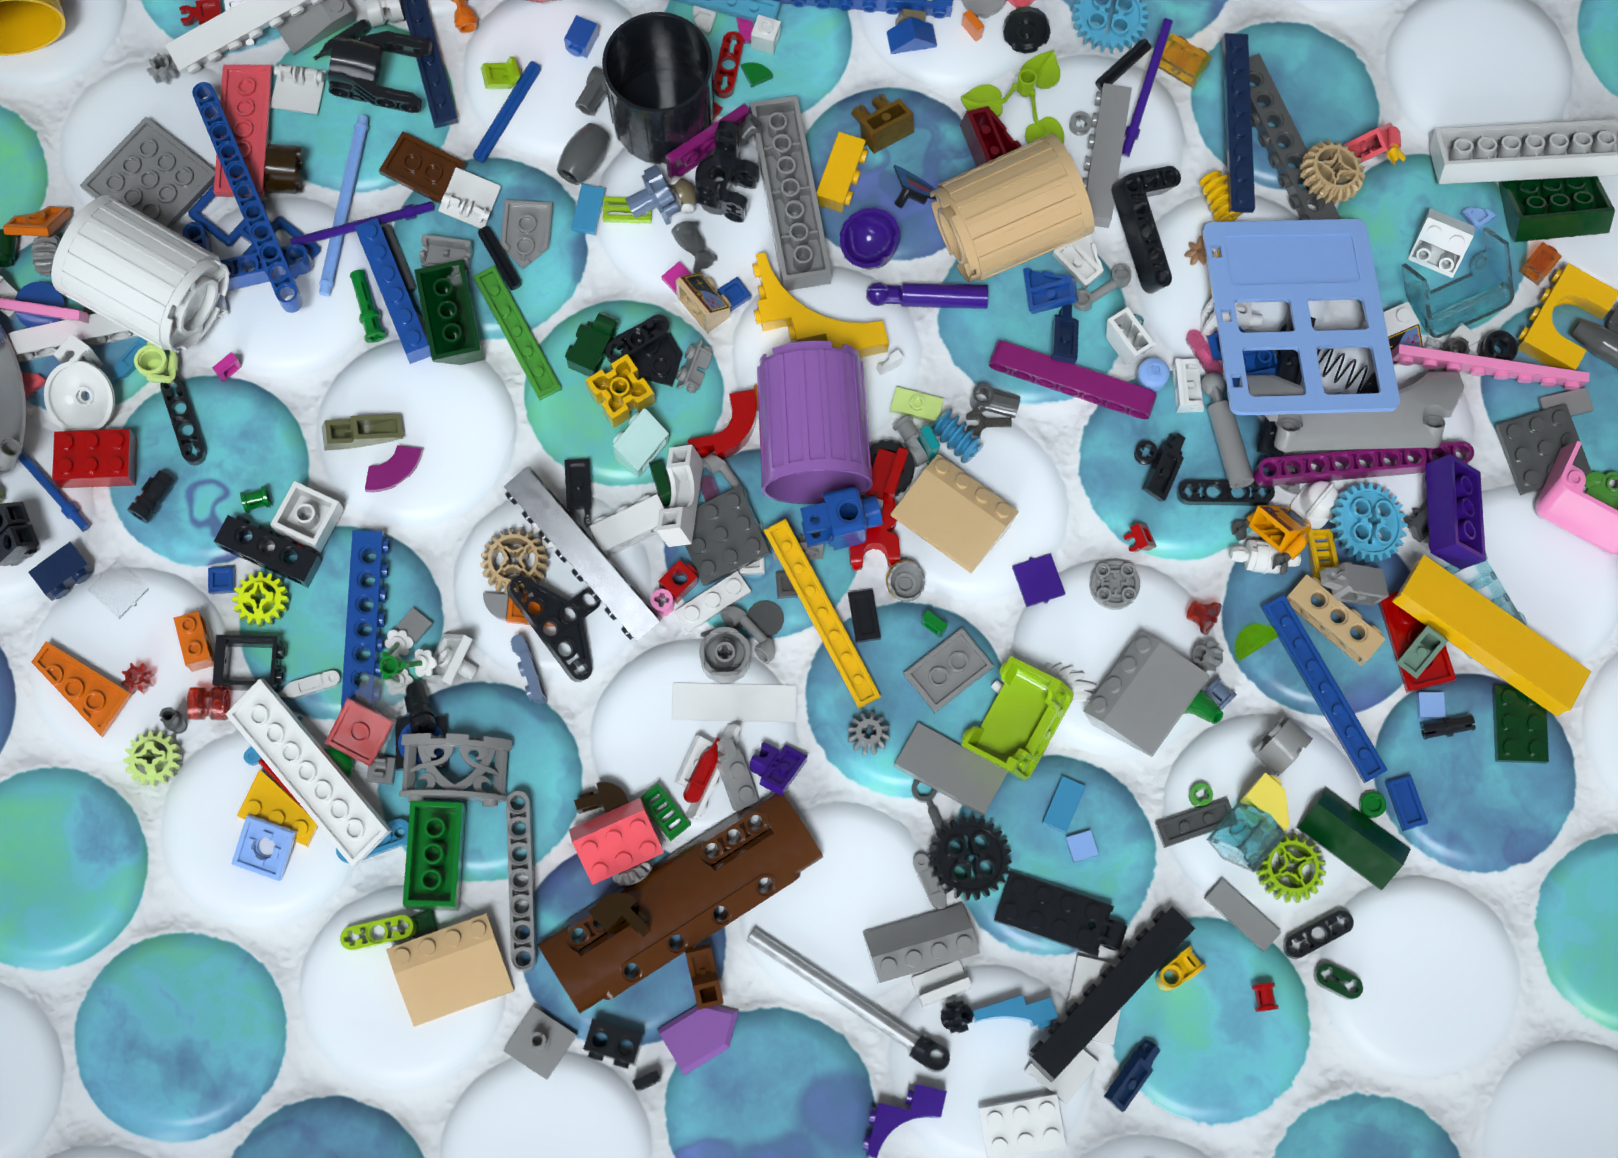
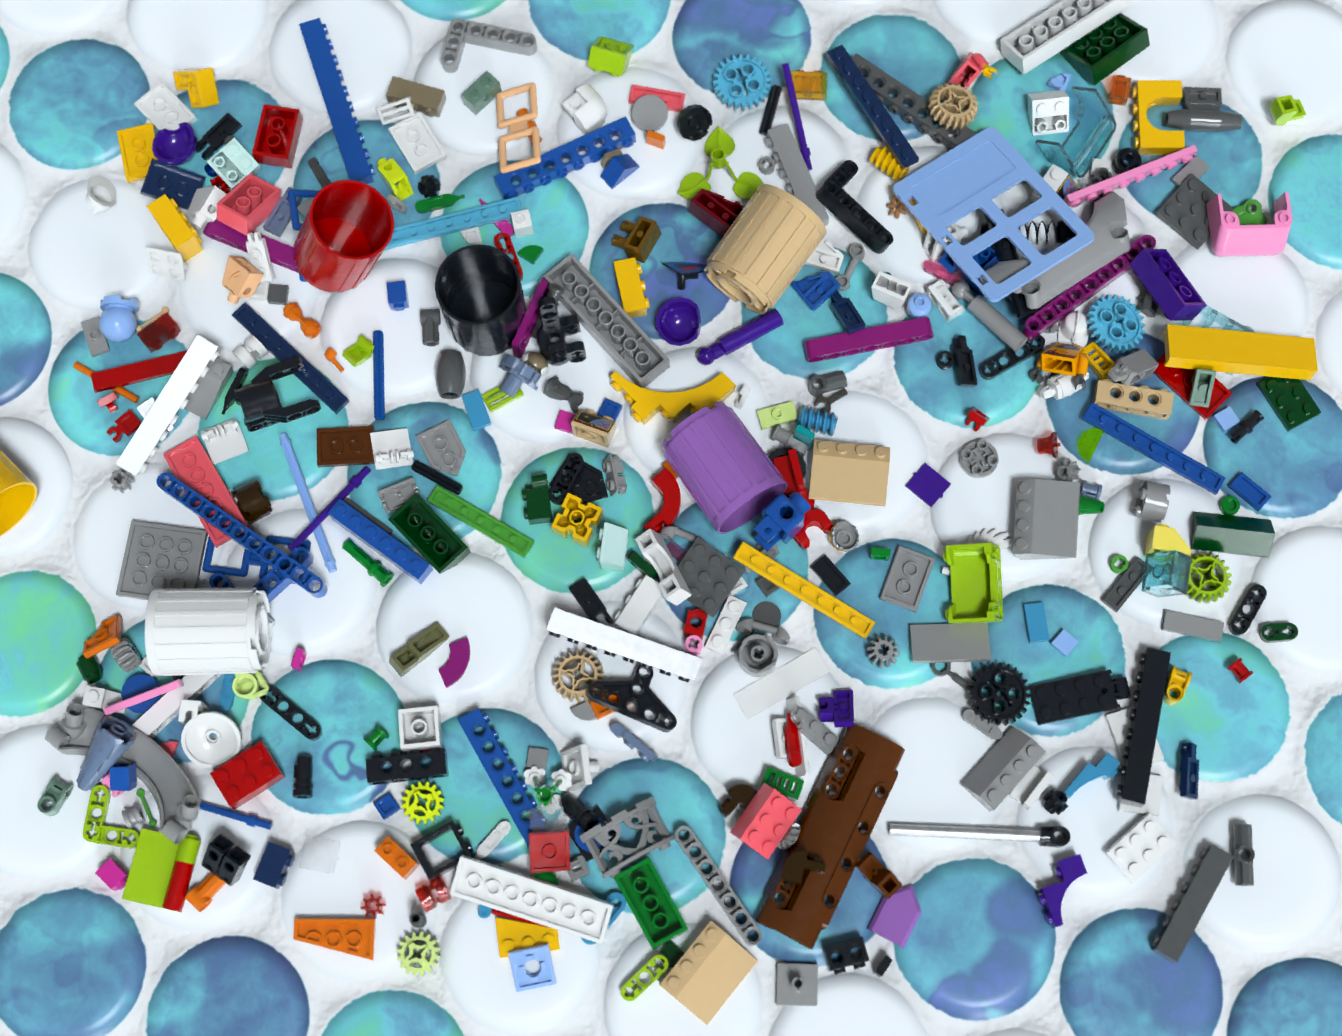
camera: 25 degrees left, 0 degrees up
(469, 60) = (329, 355): none -> orange hand

